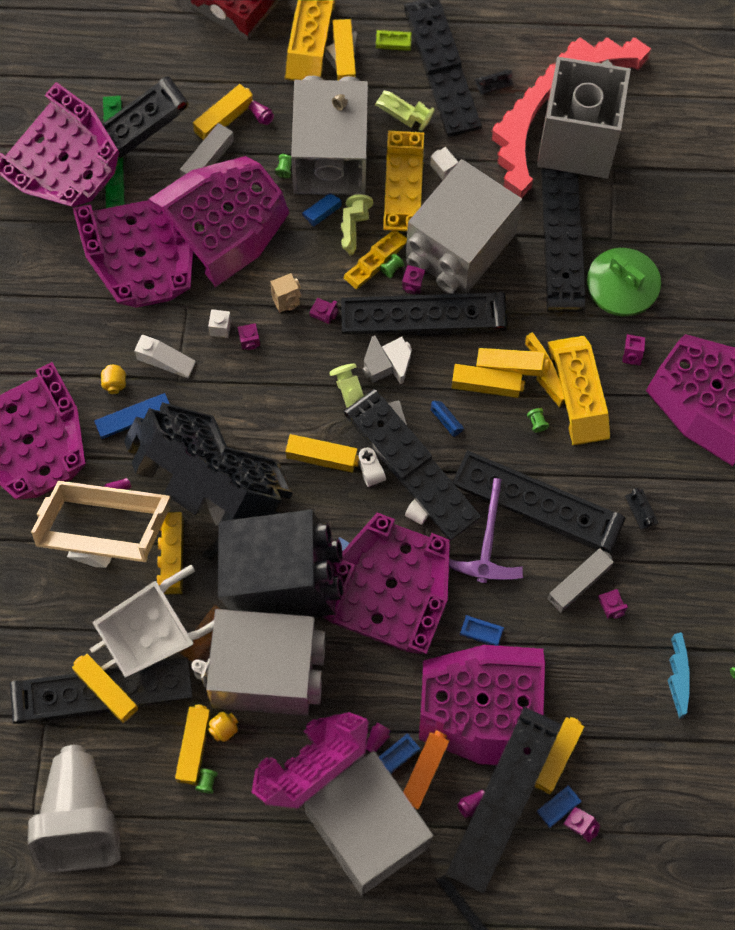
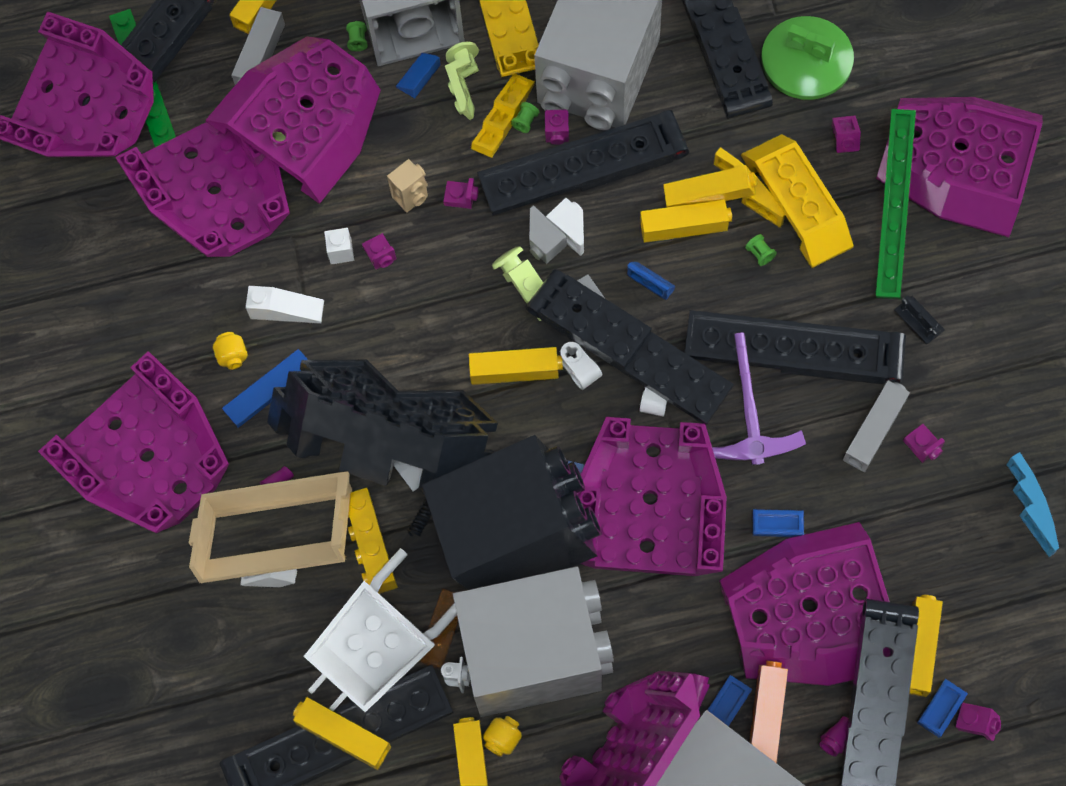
camera: 10 degrees left, 0 degrees up
(651, 415) = (895, 204): none -> green plate

